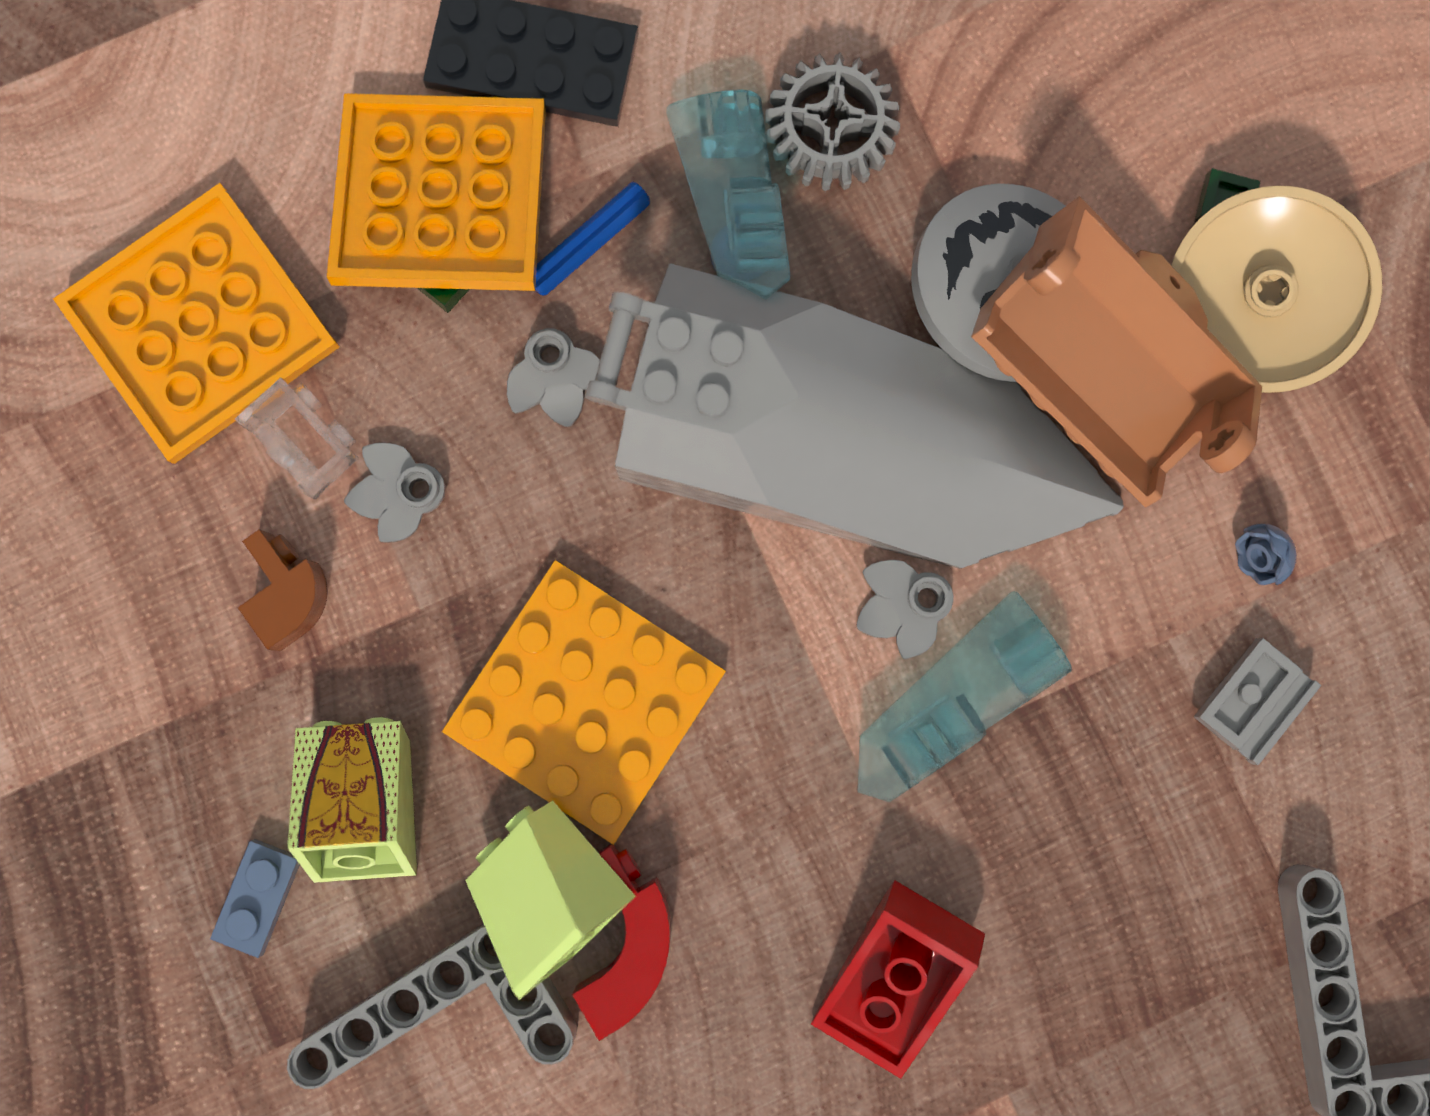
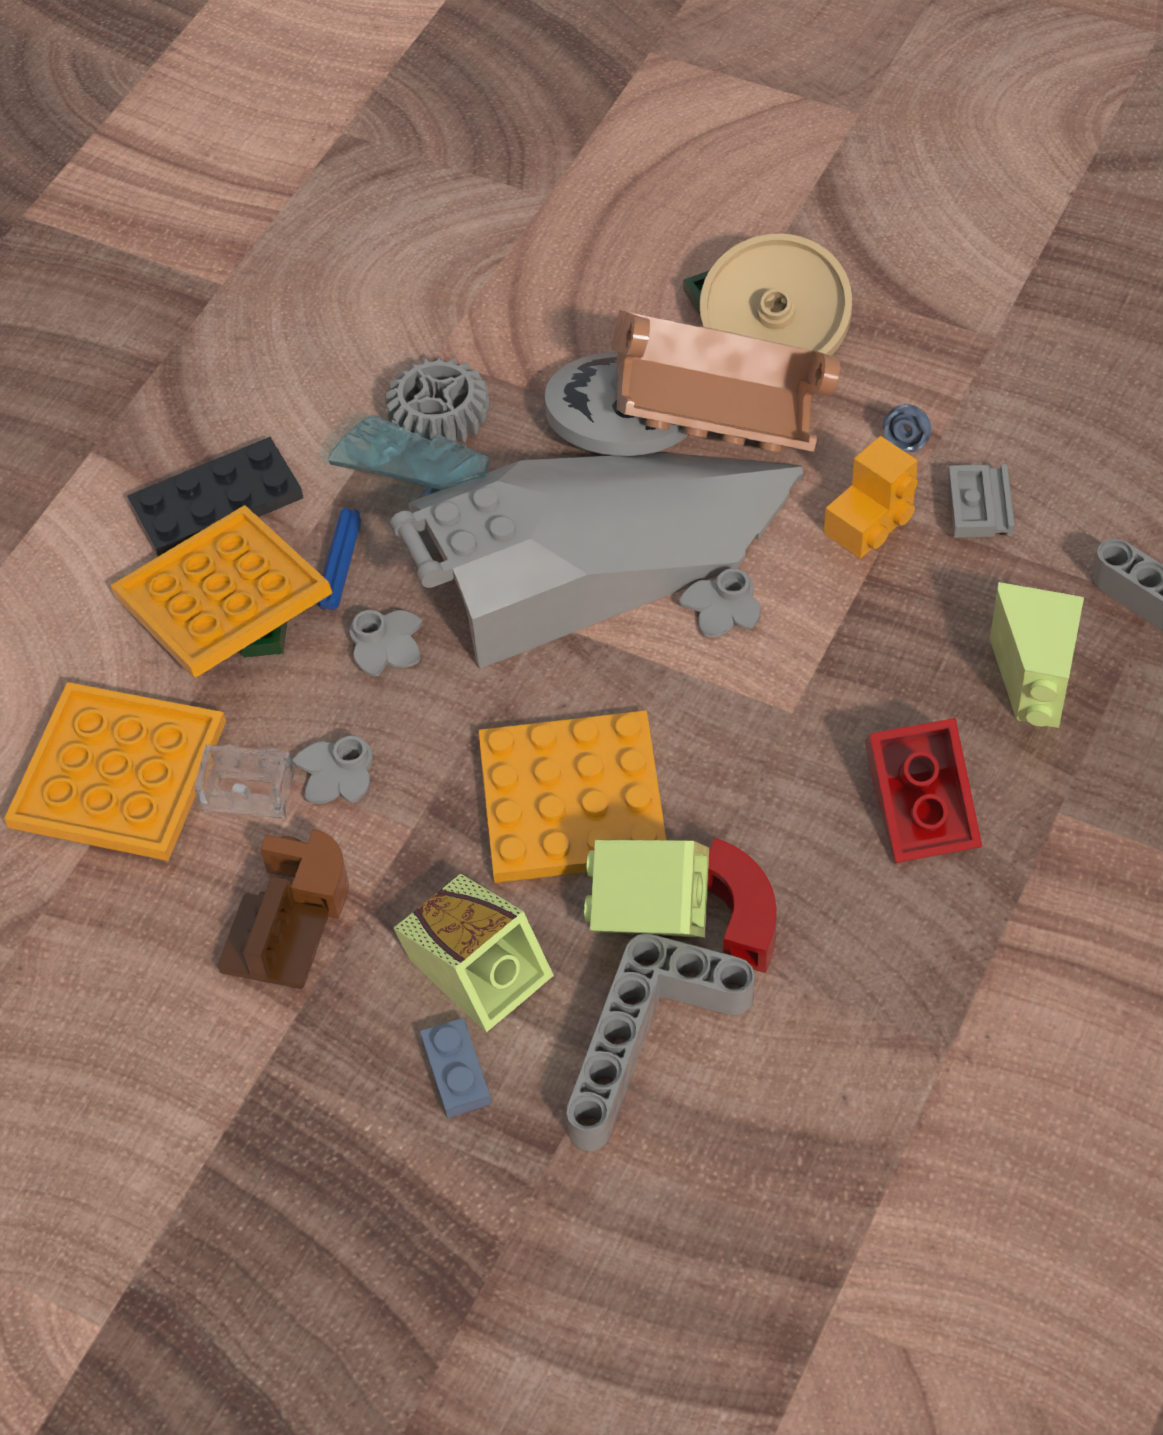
camera: 30 degrees left, 30 degrees down
(195, 634) = (273, 937): none -> reddish brown bracket
(967, 691) = (806, 617): clear light blue panel -> none
(1136, 942) = (1035, 648): none -> yellowish green slope
(1157, 620) = (876, 500): none -> light orange brick

